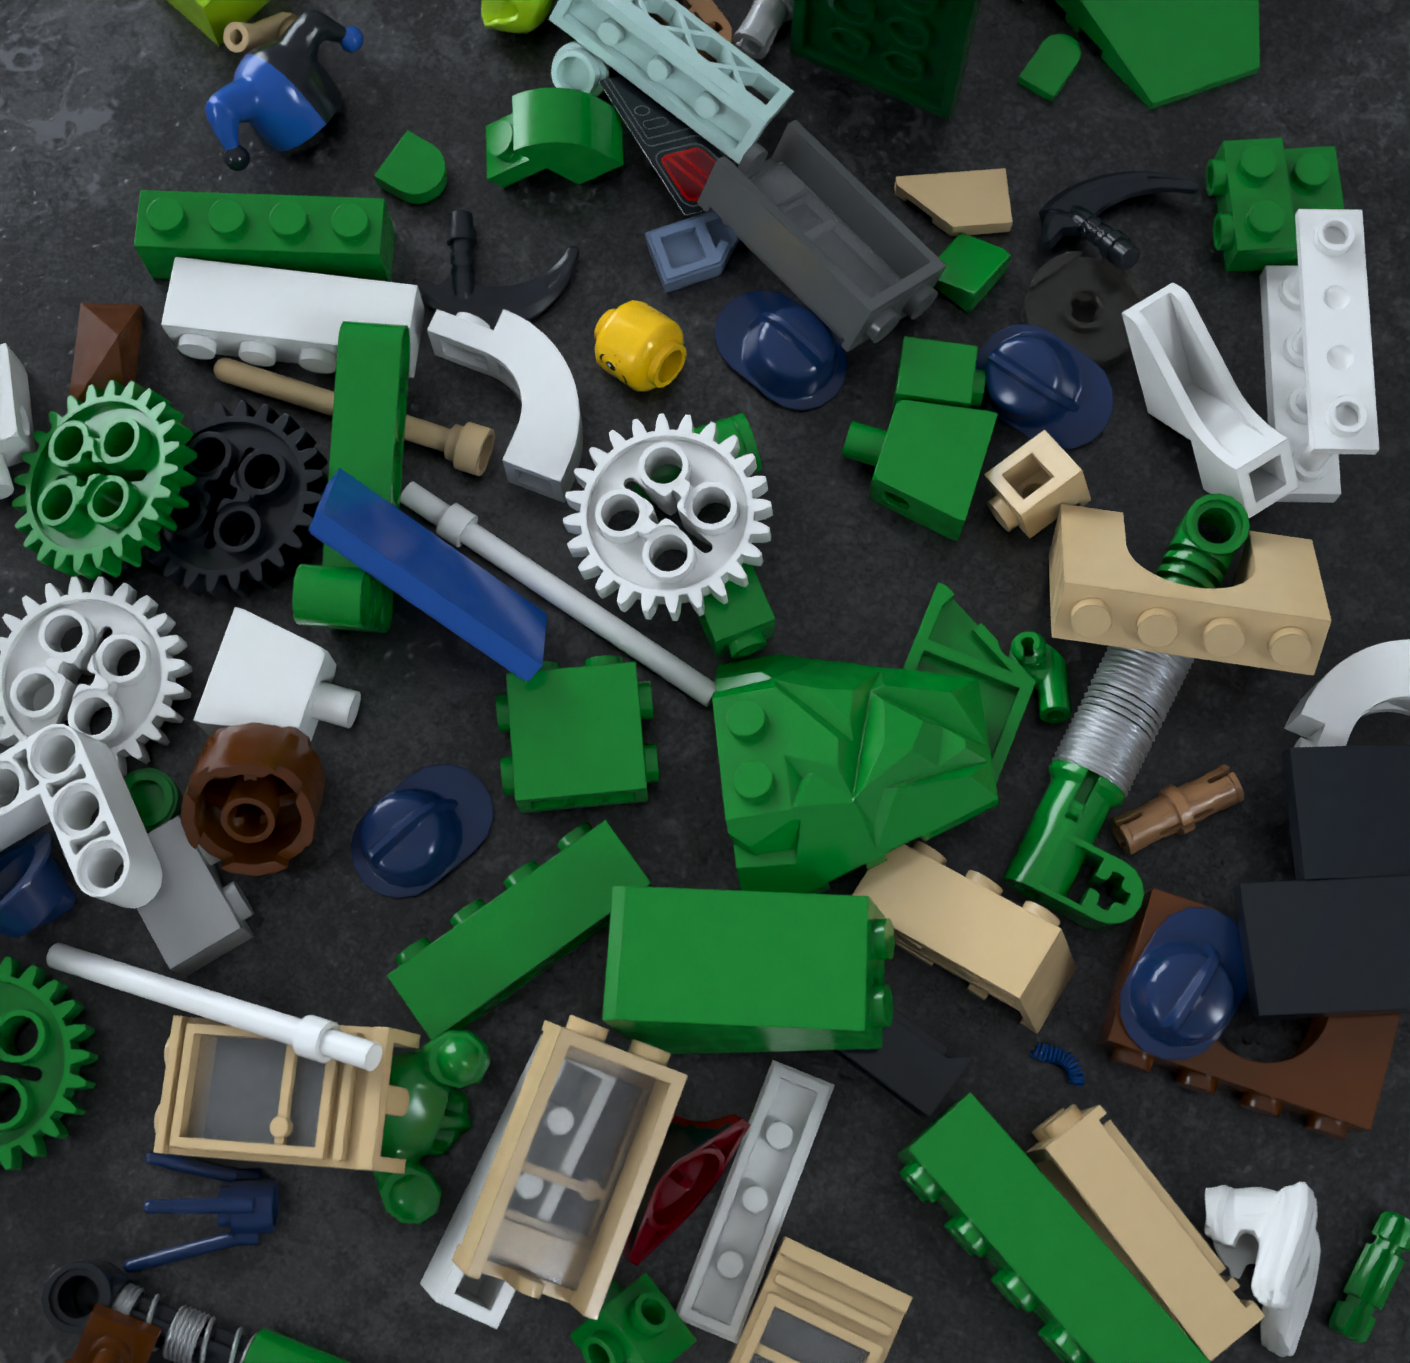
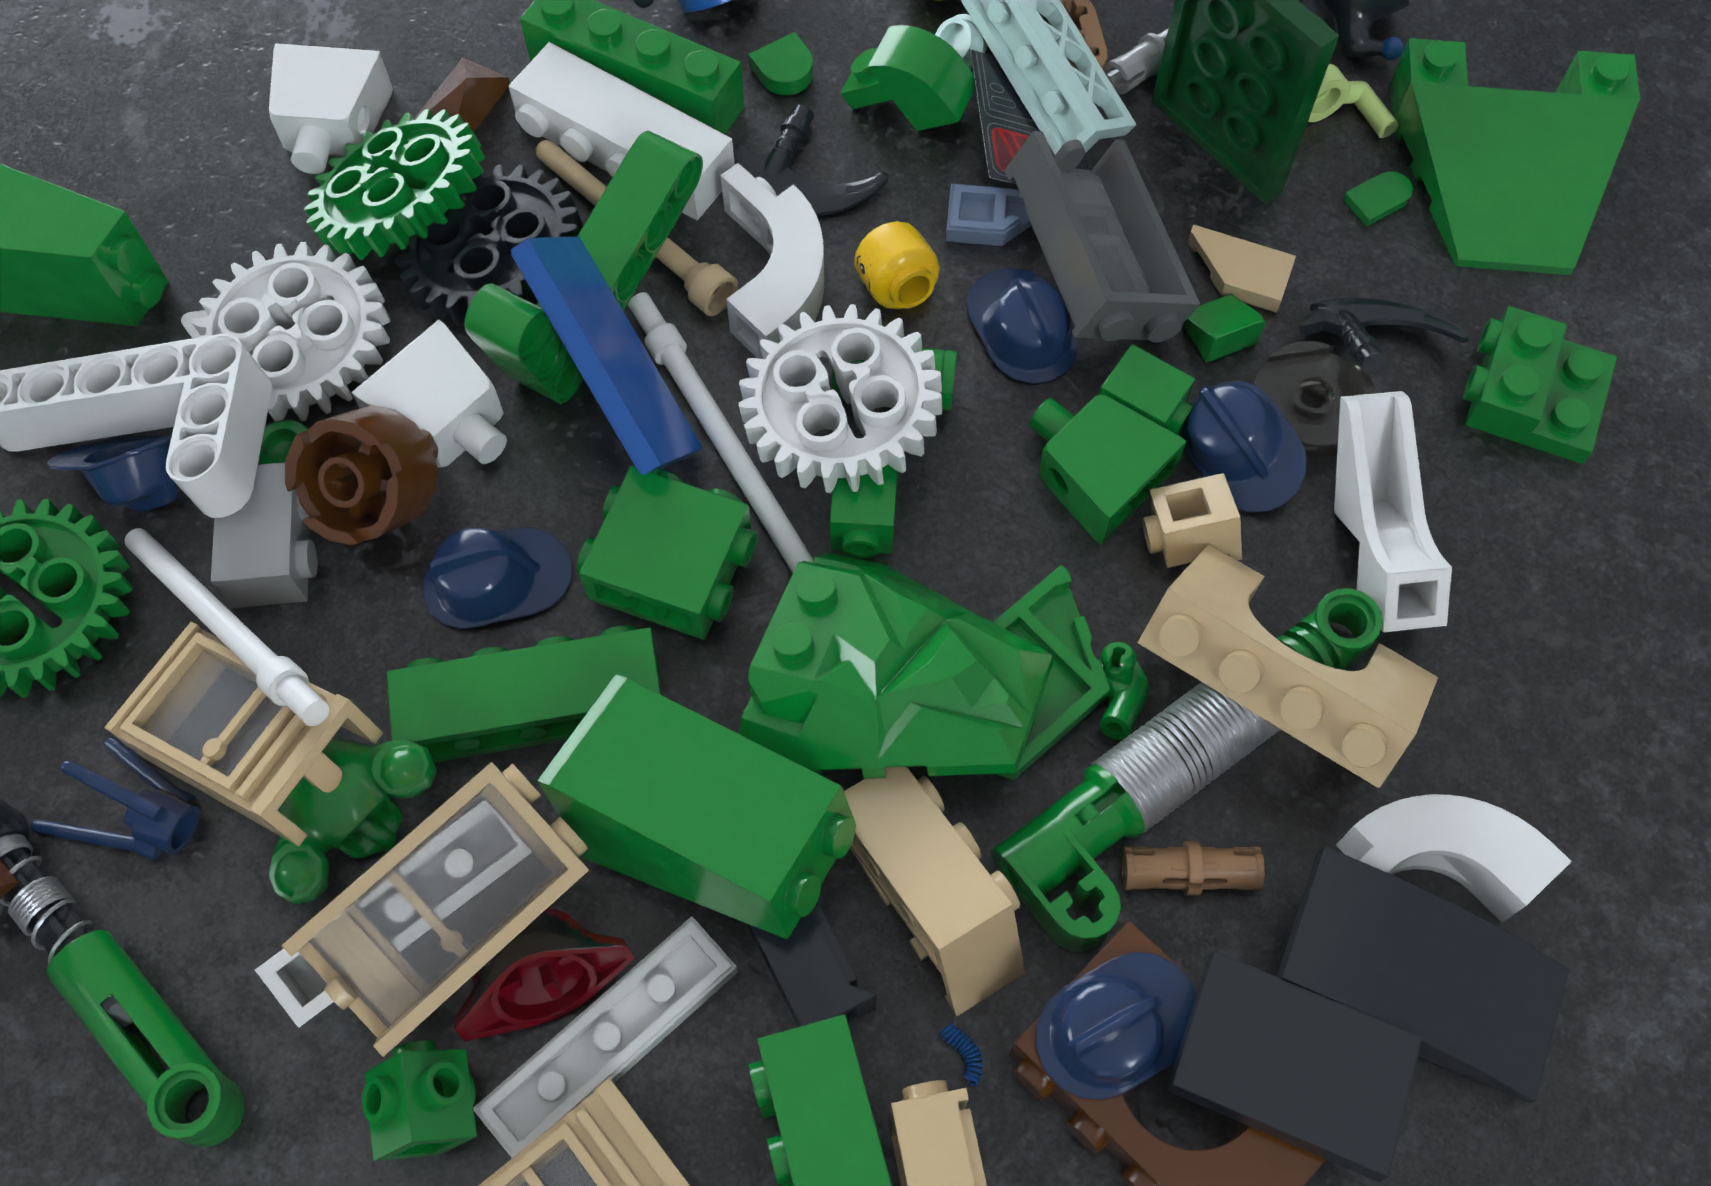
camera: 25 degrees right, 10 degrees down
(1320, 351) = (1519, 511): white fence -> none

